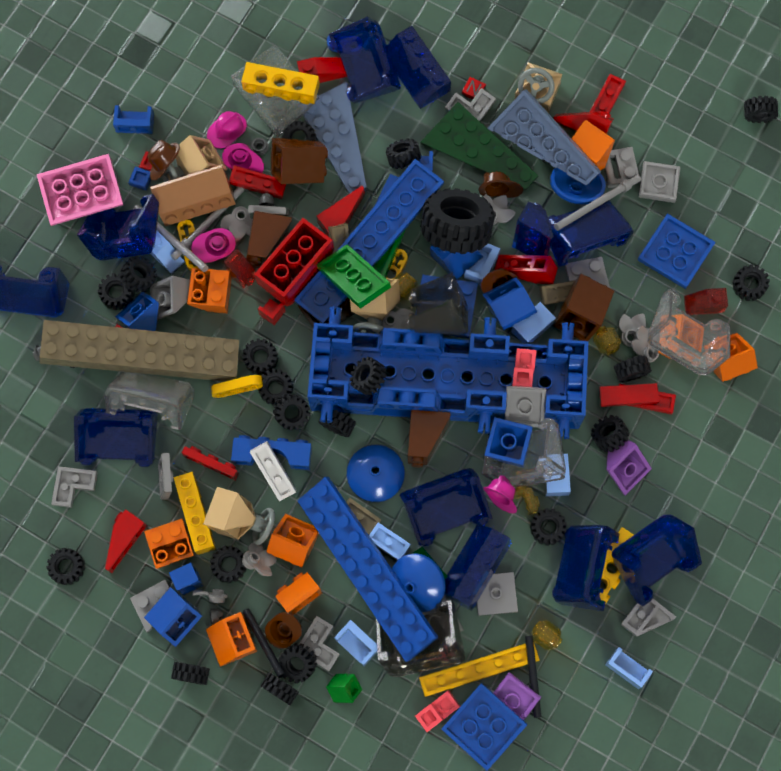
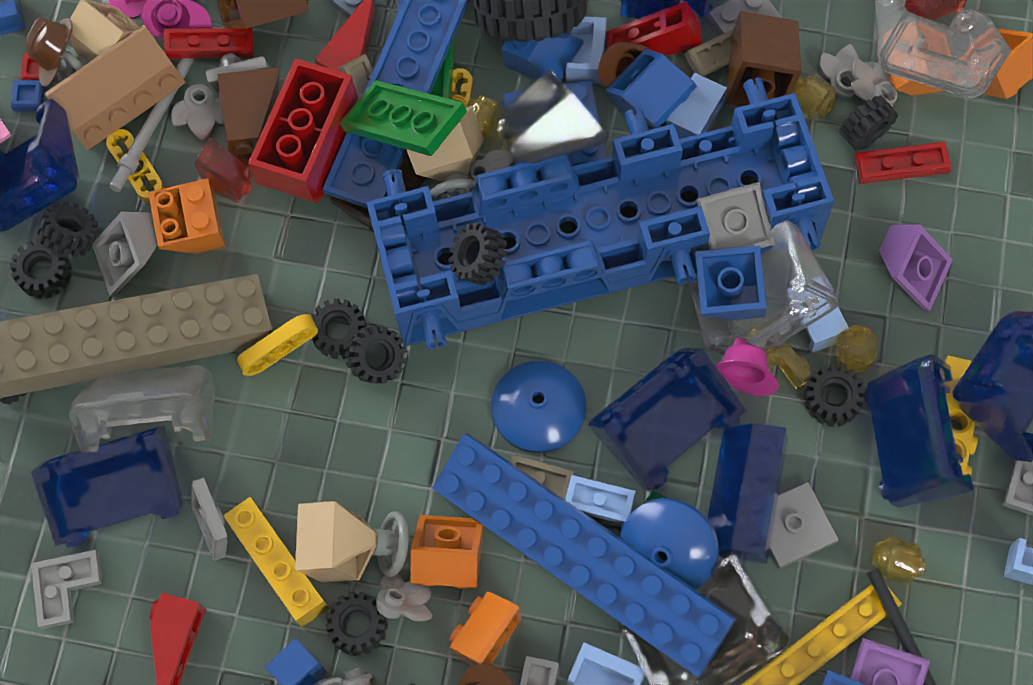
camera: 15 degrees left, 5 degrees down
(140, 313) = (90, 284): blue slope -> none
(162, 253) = (95, 190): light blue slope -> none
(169, 543) = (250, 622): orange slope -> none
(178, 245) = (123, 168): light grey bar -> none
(210, 462) = (274, 475): red plate -> none
(213, 245) = (170, 151): dark pink piece -> none
(256, 346) = (293, 275): black tyre -> none
(272, 311) = (294, 220): red panel -> none
(273, 471) = (378, 453): white plate -> none
(296, 453) = (327, 436): blue arch -> none
(341, 424) = (461, 350): black tyre -> none
(425, 435) = (594, 318): reddish brown slope -> none
(524, 367) = (711, 165): coral slope -> none
(571, 504) = (857, 348): none -> clear yellow head
(606, 426) = (882, 234): black tyre -> none
(628, 395) = (877, 163): red tile -> none

